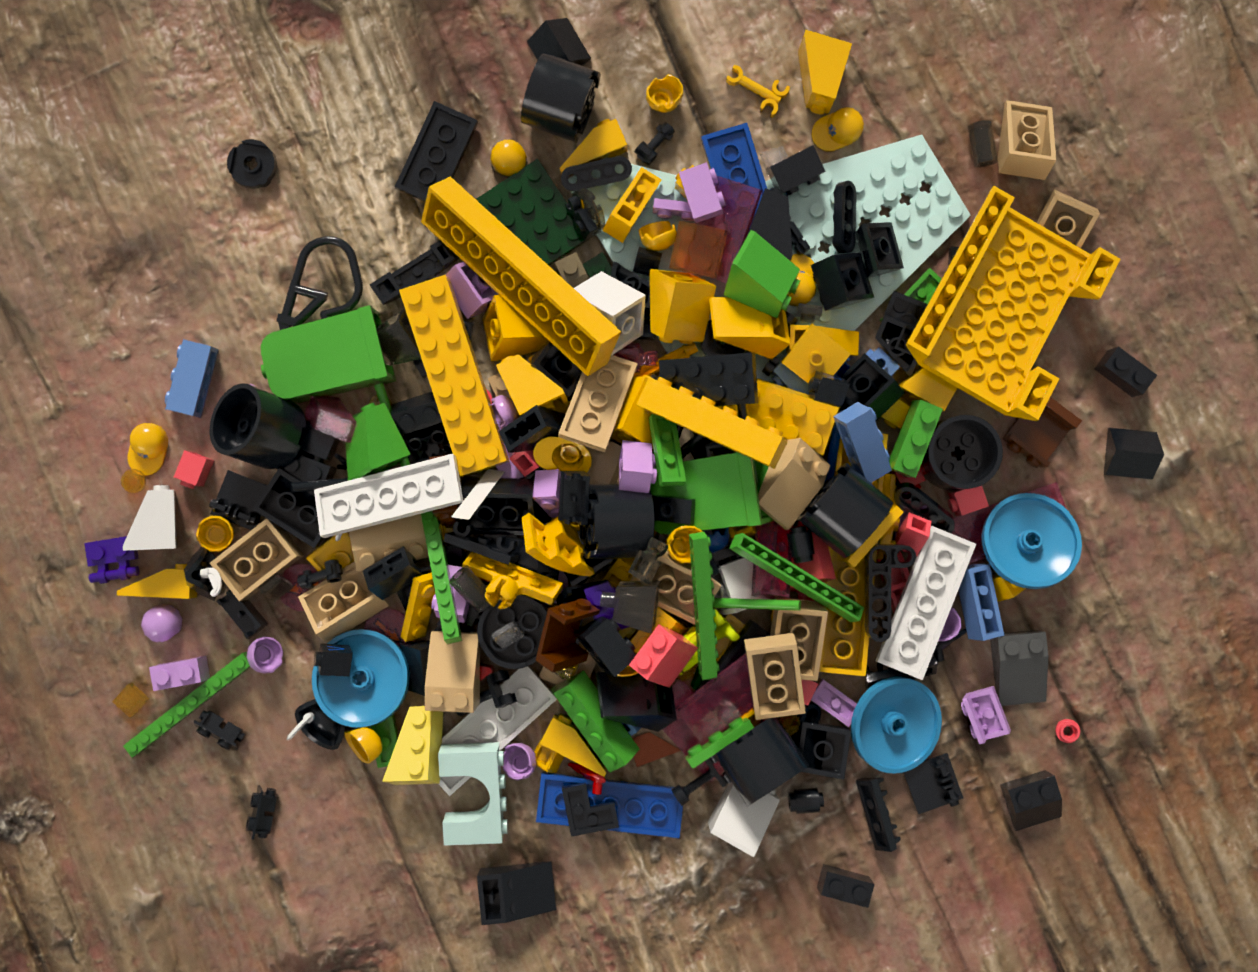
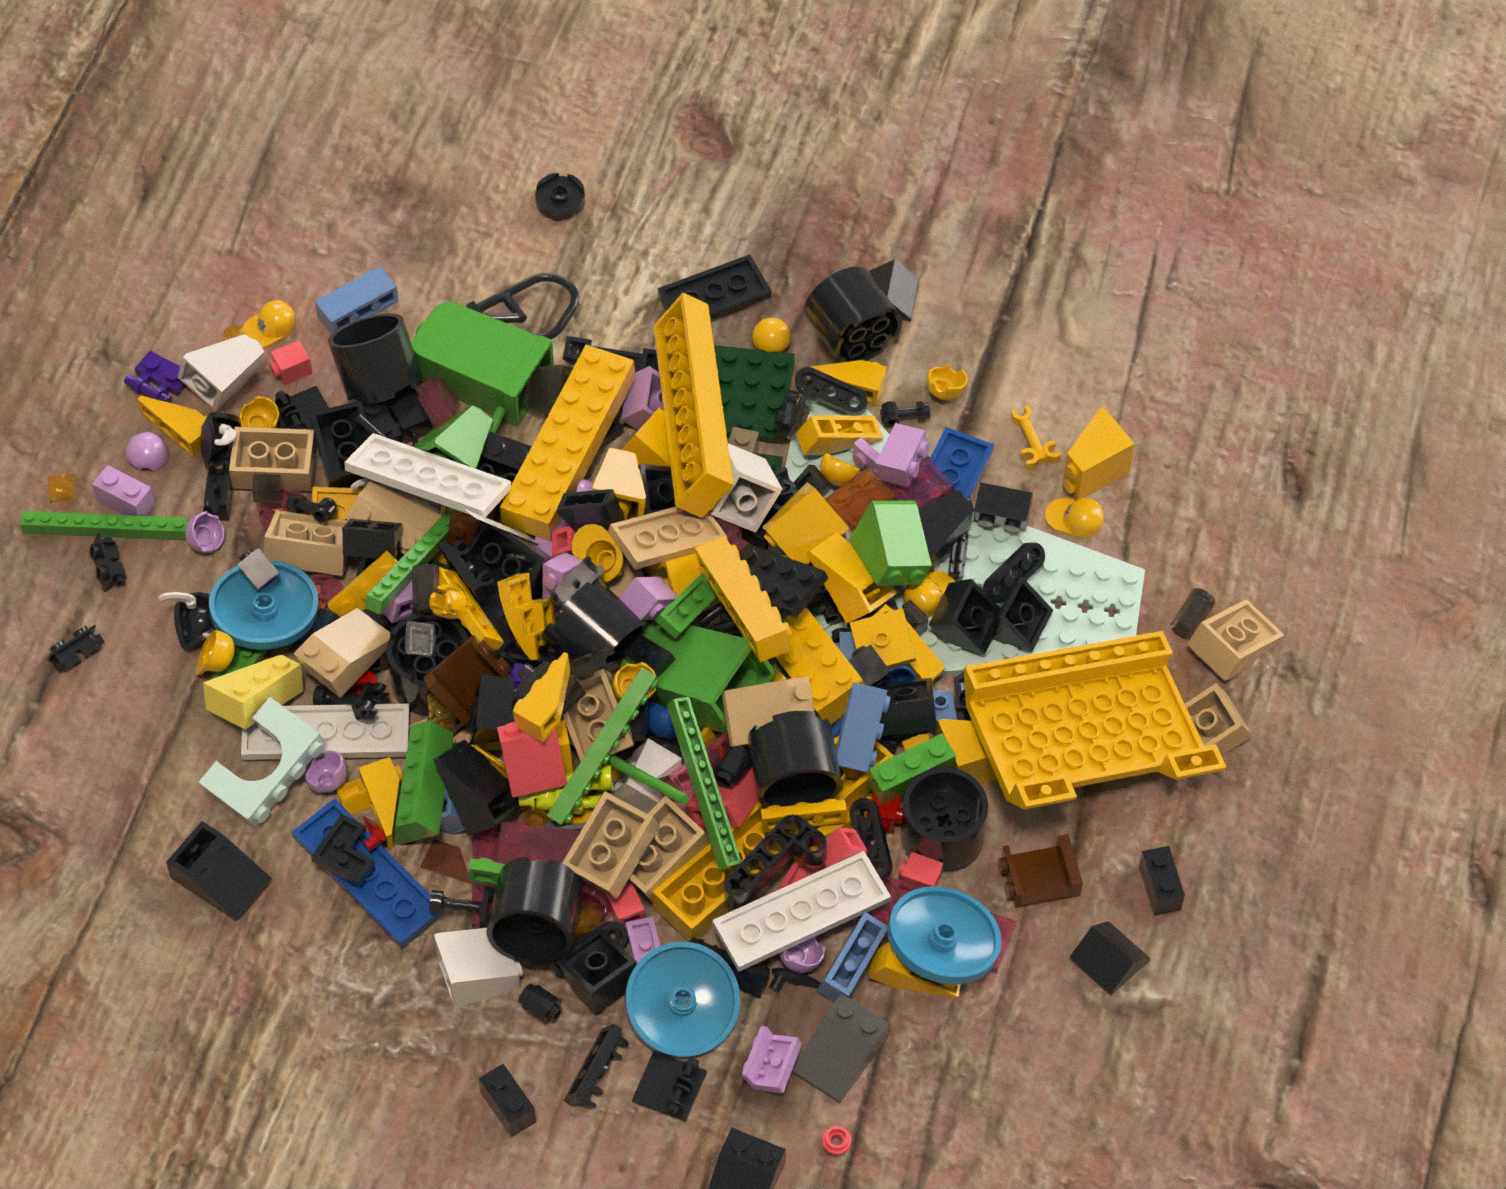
camera: 40 degrees right, 30 degrees down
(656, 631) = (543, 705): none -> yellow slope

